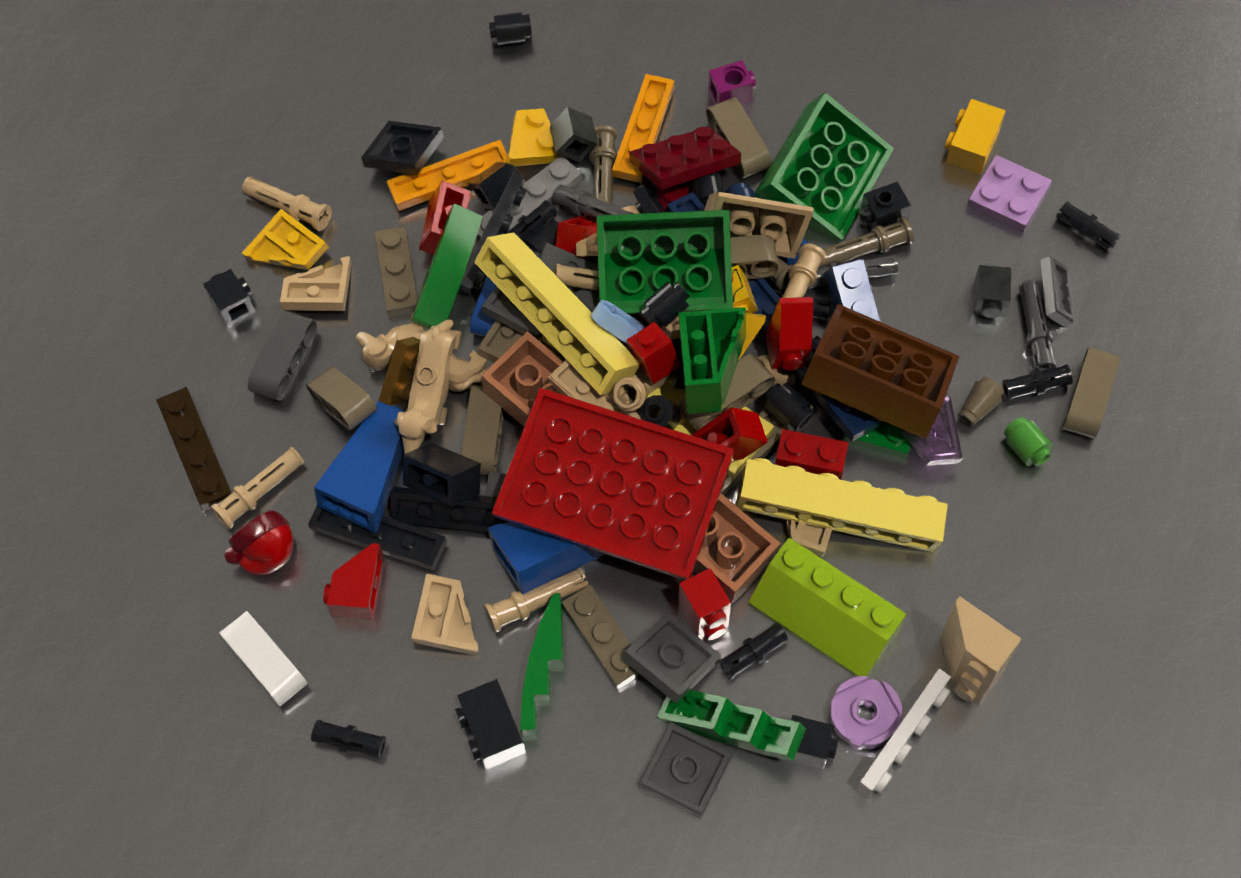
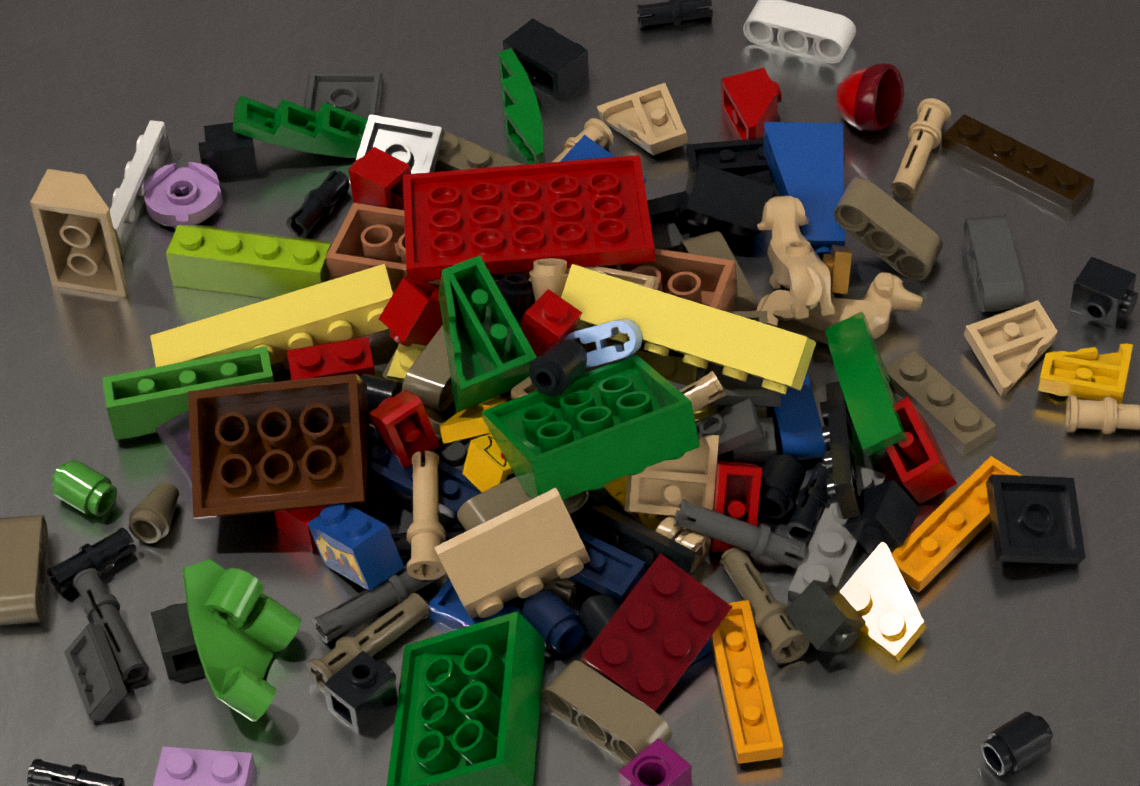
camera: 155 degrees right, 15 degrees down
(952, 482) = (153, 396): none -> bright green brick
(965, 263) = (236, 633): none -> bright green panel

